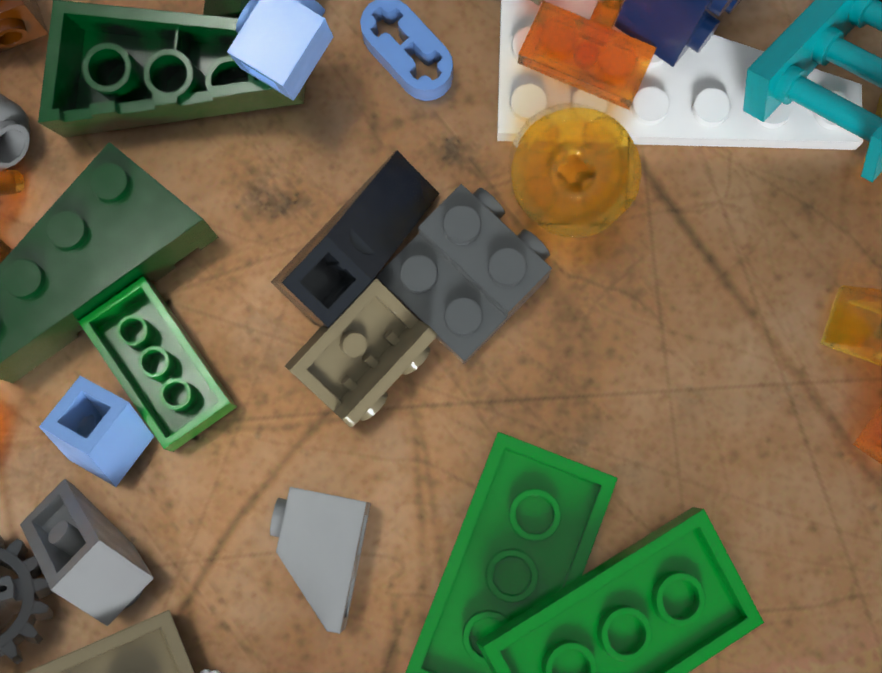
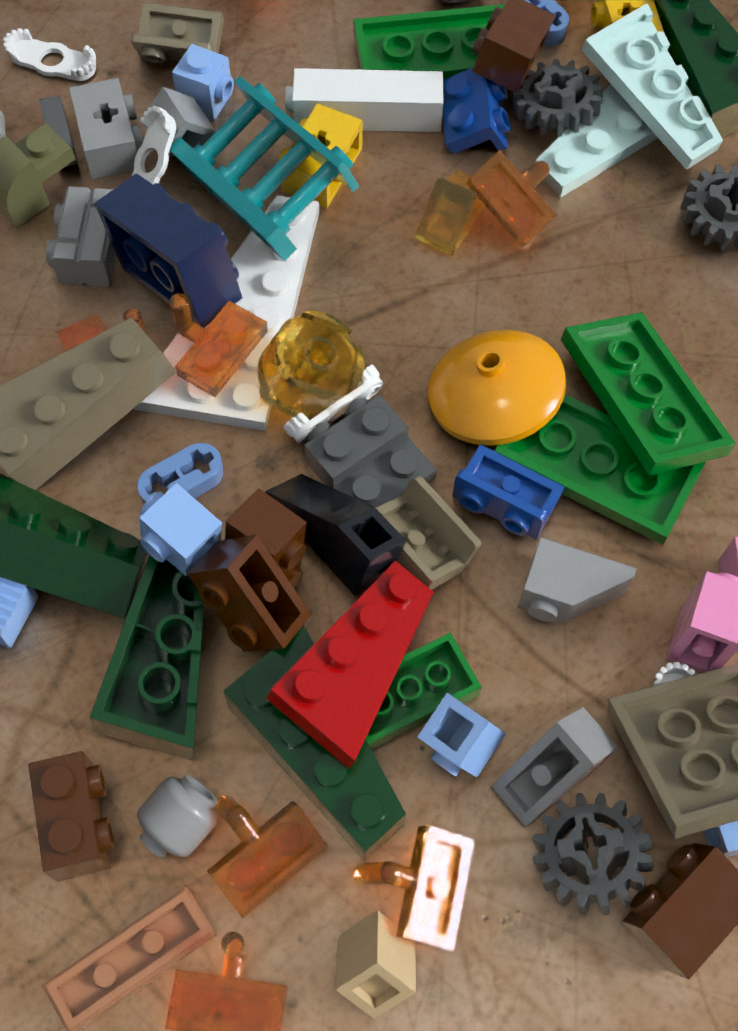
camera: 90 degrees left, 15 degrees down
(145, 282) = (349, 669): none -> red wing
(220, 145) = (249, 594): none -> reddish brown brick
(299, 155) = (277, 528): none -> reddish brown brick
(442, 455) = (507, 492): none -> blue bracket
(570, 252) = (301, 426): none -> white piece
(581, 453) = (500, 401): none -> light orange dish

